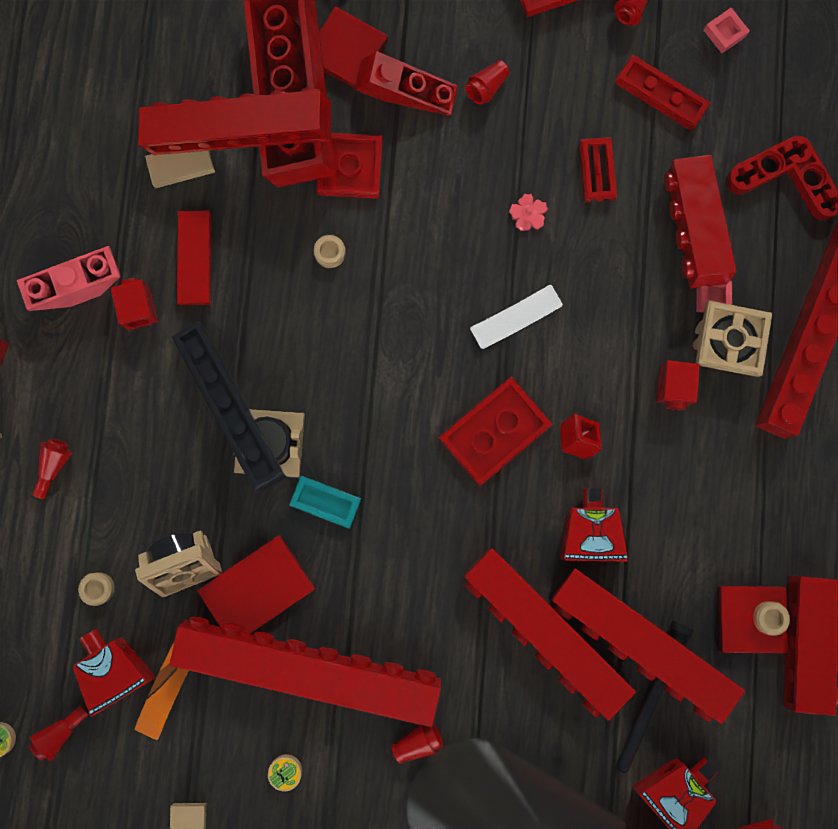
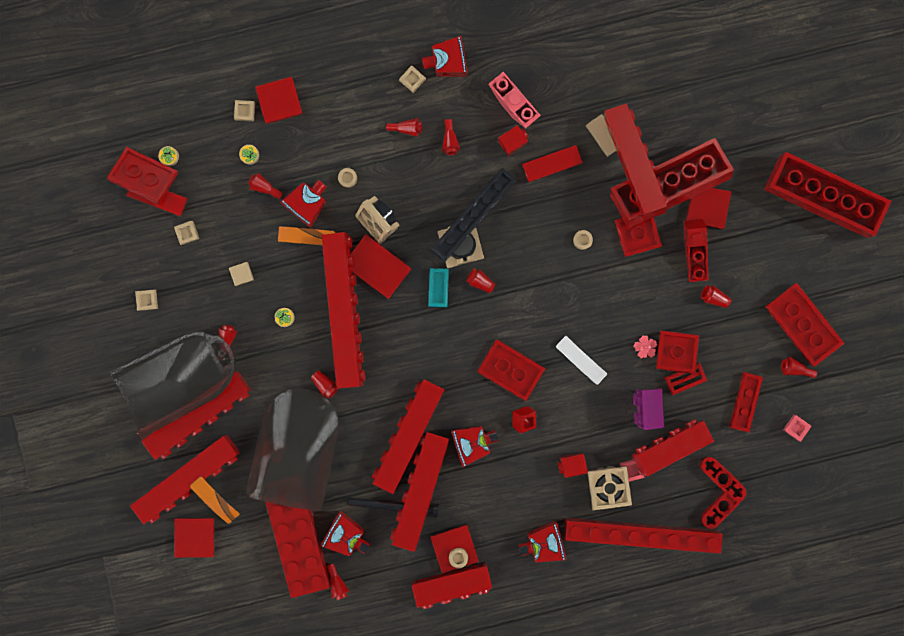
camera: 70 degrees right, 5 degrees up
(103, 404) = (450, 142): none -> red cone
(337, 431) = (479, 280): none -> red cone
(553, 166) = (677, 352): none -> red tile
(627, 237) = (649, 408): none -> magenta slope
(790, 471) = (544, 544): none -> red torso

